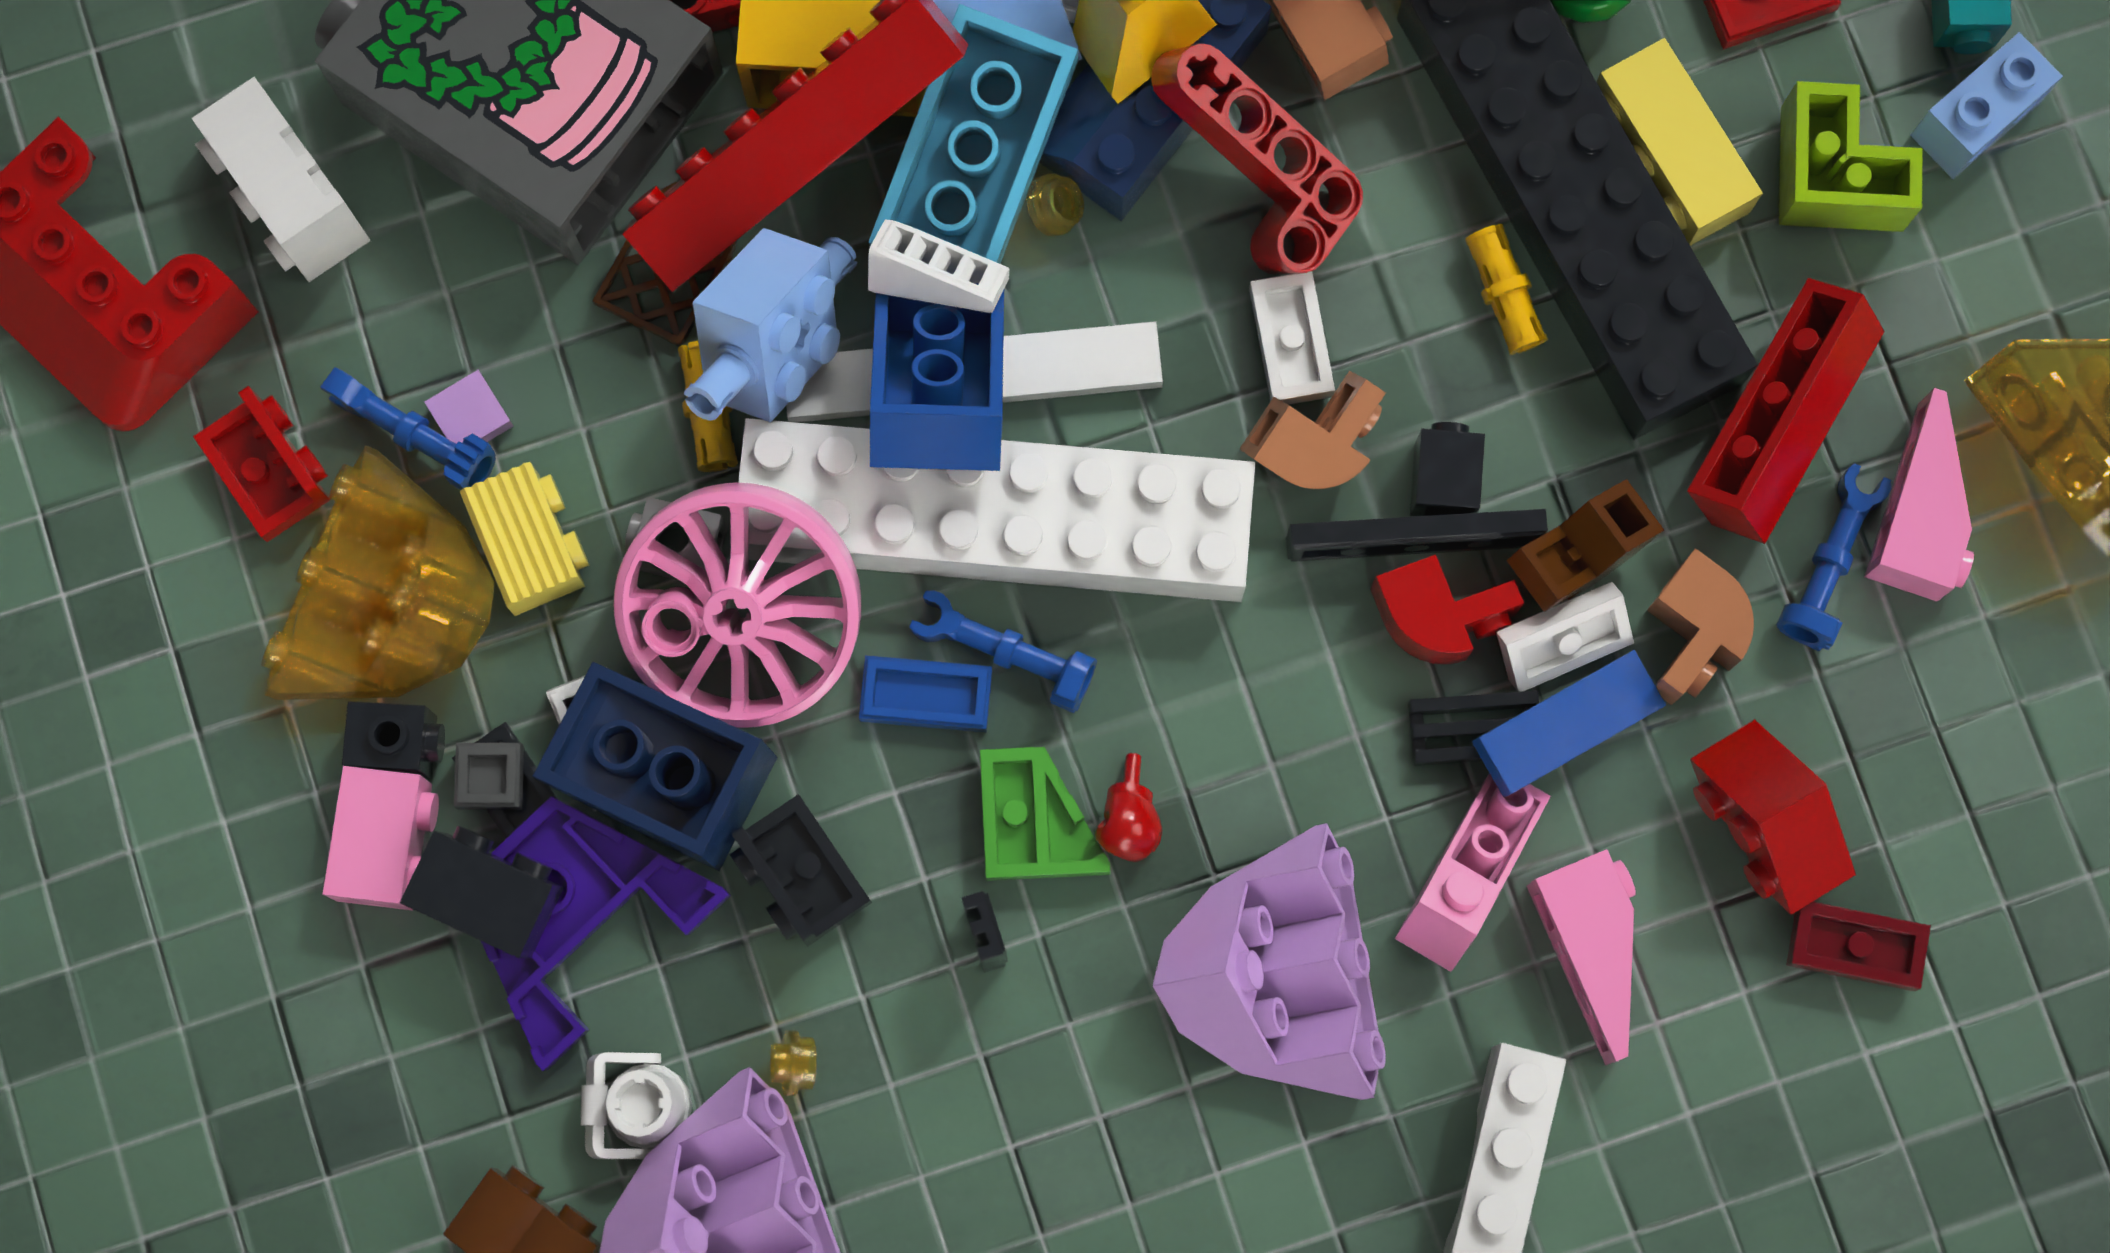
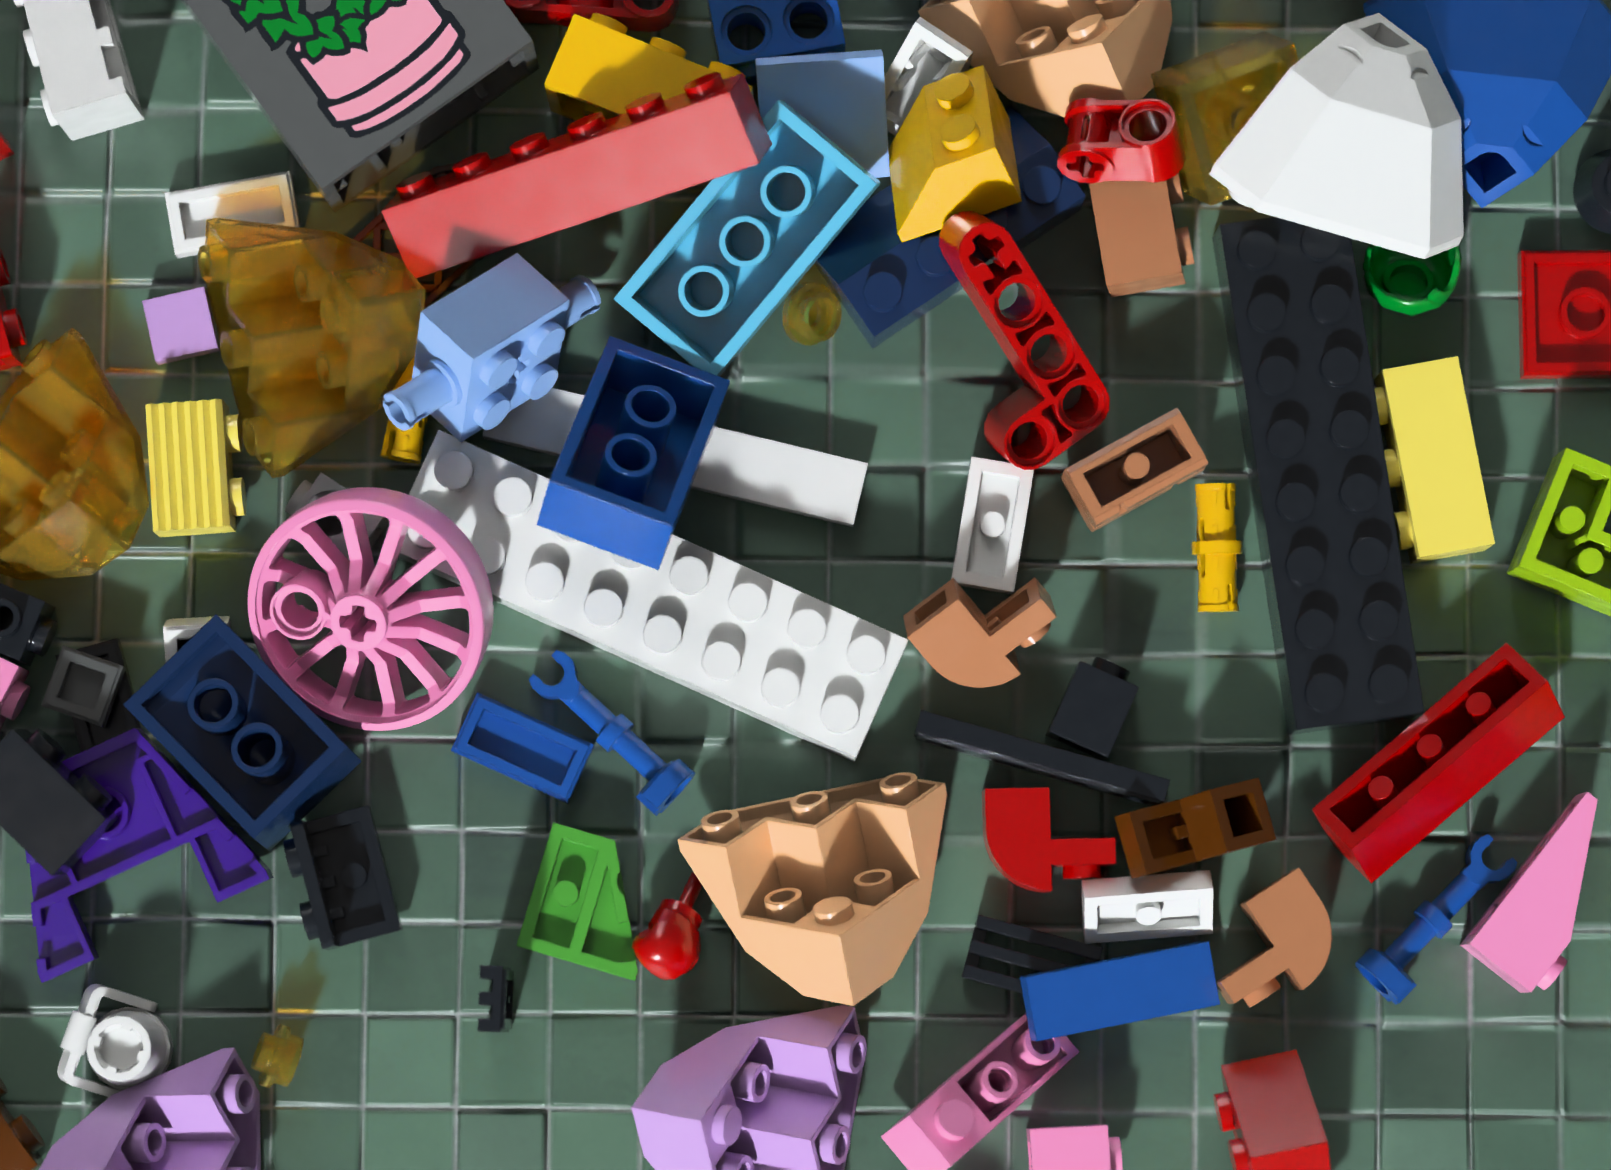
camera: 15 degrees right, 5 degrees up
(463, 462) = (160, 378): blue piece -> none
(483, 297) = (254, 199): none -> tile
(589, 376) = (306, 332): none -> clear yellow brick
(931, 270) = (648, 338): white slope -> none
(1256, 716) = (825, 880): none -> light nougat brick
(1406, 240) = (1134, 469): none -> nougat brick

